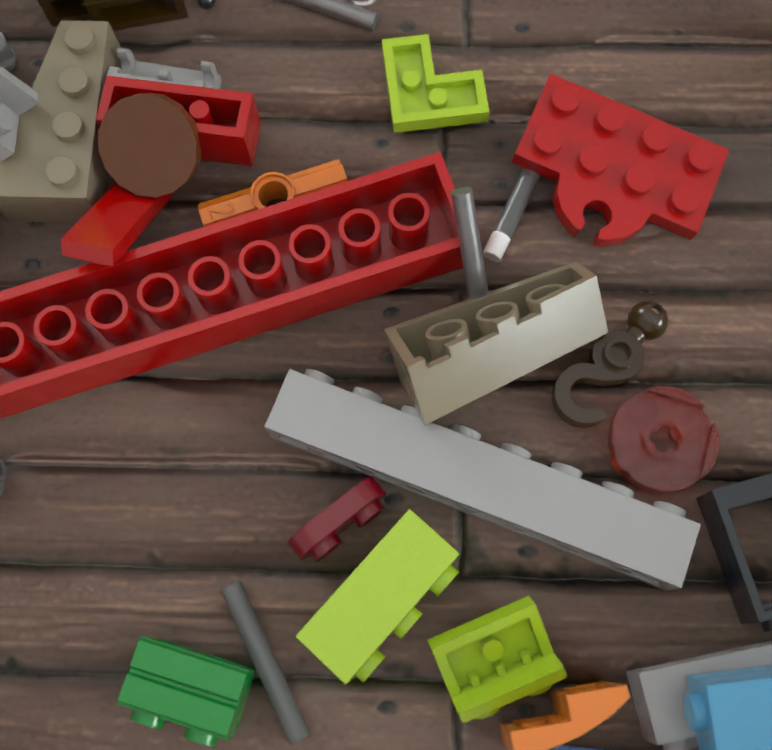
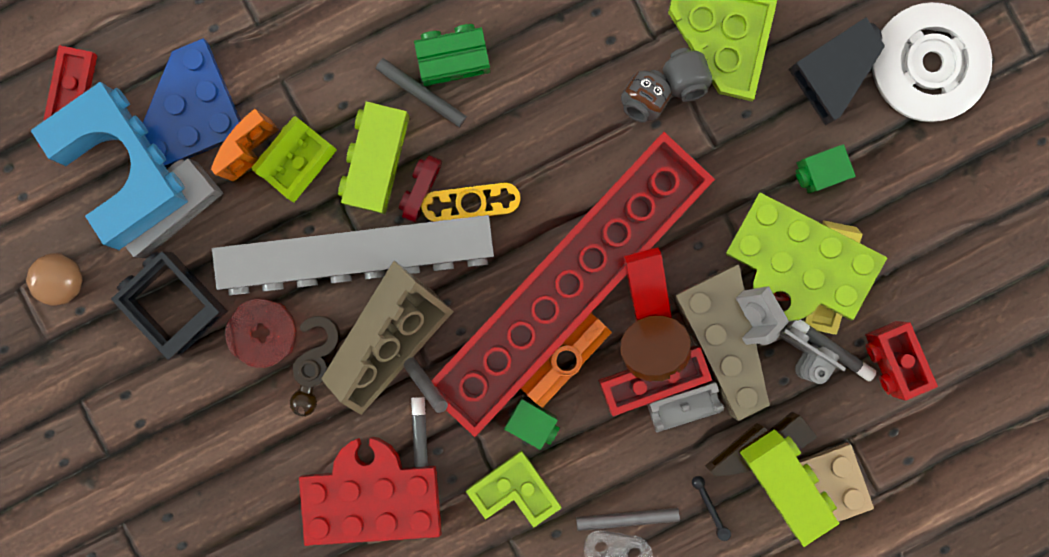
camera: 145 degrees right, 15 degrees up
(253, 439) = (444, 196): none -> yellow beam
(361, 144) = (532, 423): none -> green brick

